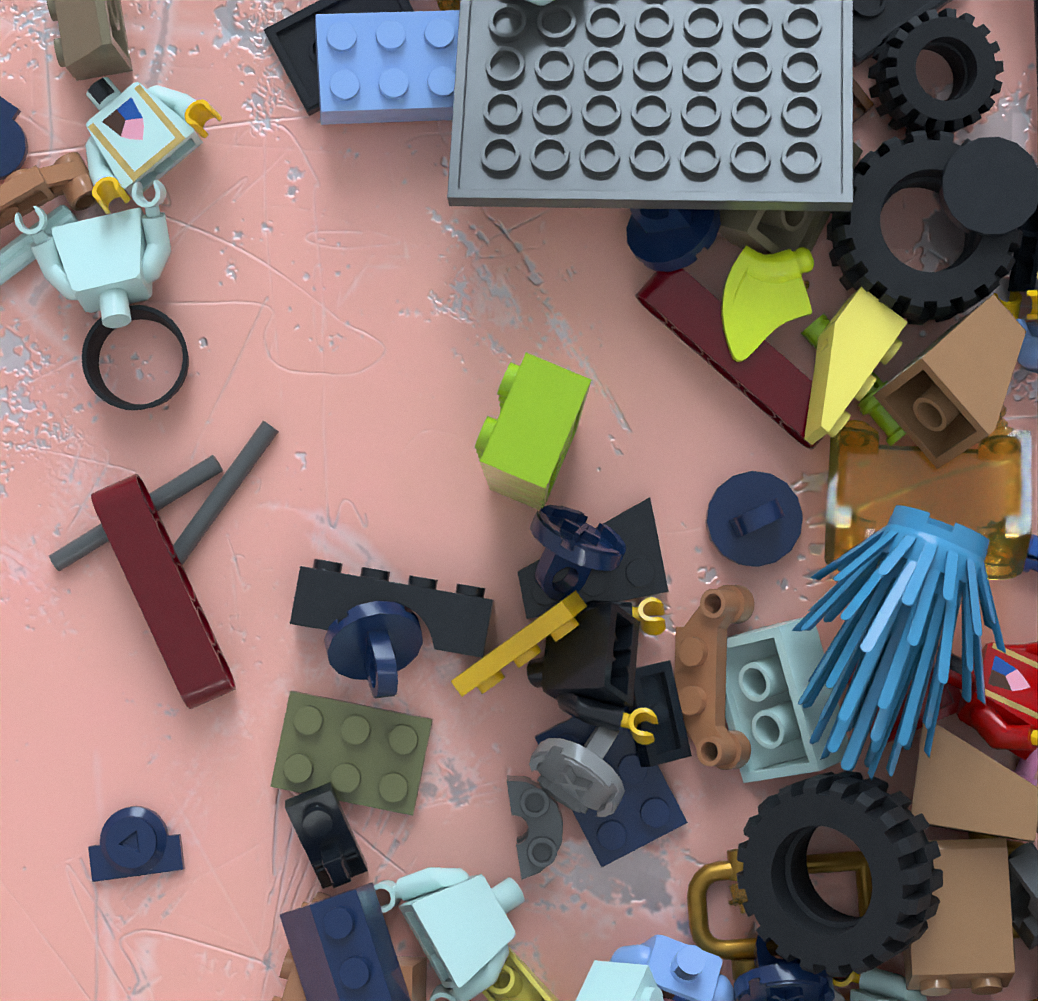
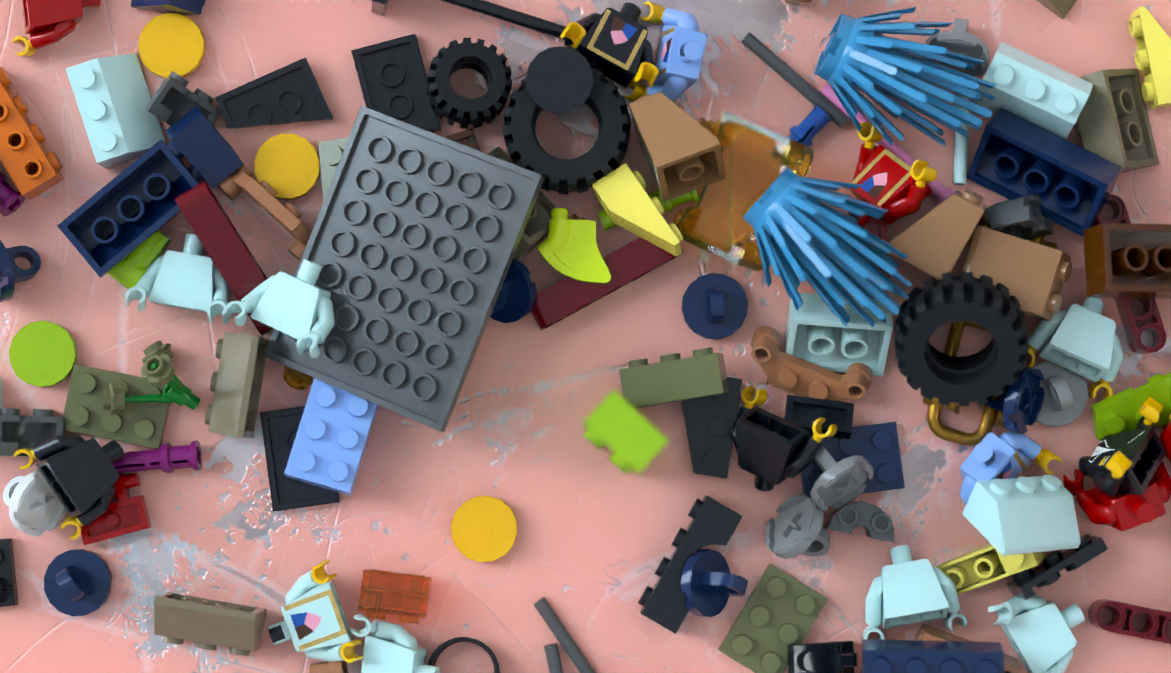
camera: 75 degrees left, 0 degrees up
(209, 229) = (395, 594): none -> clear orange brick
(340, 317) = (484, 528): none -> yellow tile
(491, 739) = (797, 528): none -> light grey tile
(521, 646) = (744, 488): yellow plate -> none
(573, 545) = (691, 430): dark blue tile -> none
(635, 497) = (674, 378): none -> olive brick

